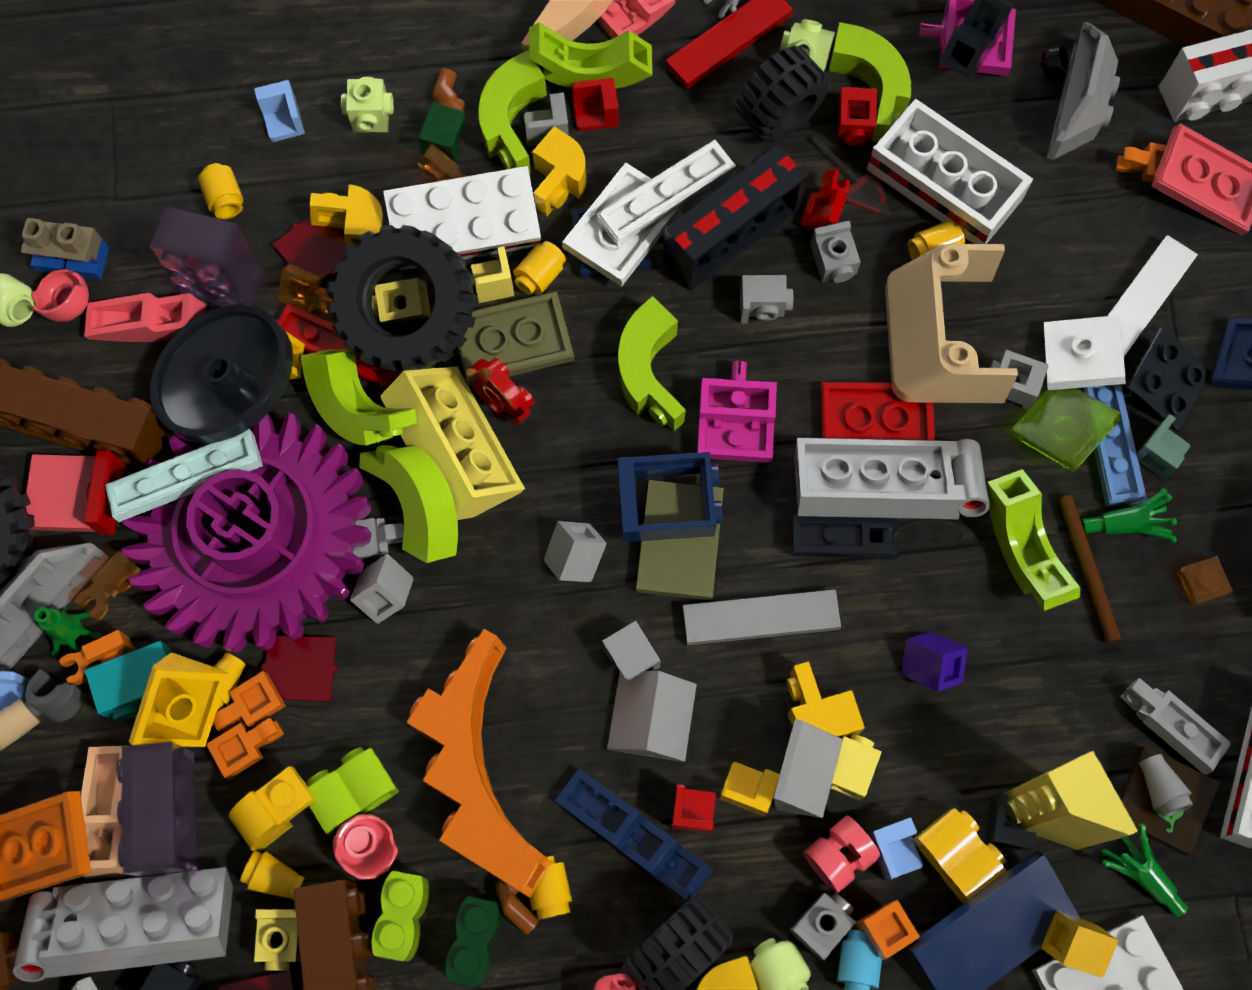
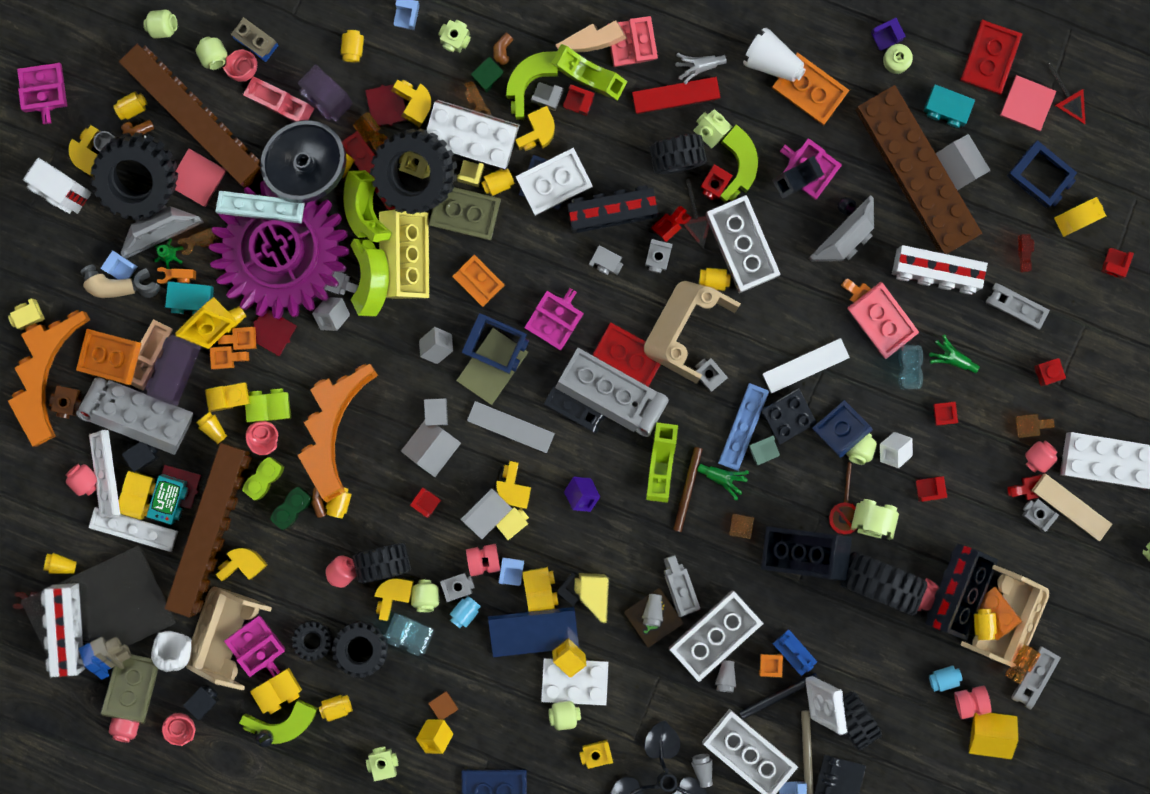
camera: 25 degrees right, 15 degrees up
(98, 512) = (221, 184): red plate -> none
(277, 921) = (209, 454): light yellow brick -> none
(499, 391) = (439, 237): red plate -> none
(588, 422) = (478, 280): none -> orange plate
(634, 835) = (391, 498): dark blue slope -> none
(641, 340) = (523, 255): lime arch -> none
(666, 192) = (584, 178): white tile -> none
(750, 788) = (457, 505): yellow panel -> none
(888, 929) = (483, 604): orange panel -> none
(1066, 426) = (720, 411): clear neon green tile -> none
(1084, 352) = (752, 379): white plate -> none
(1146, 872) = (622, 644): green piece -> none

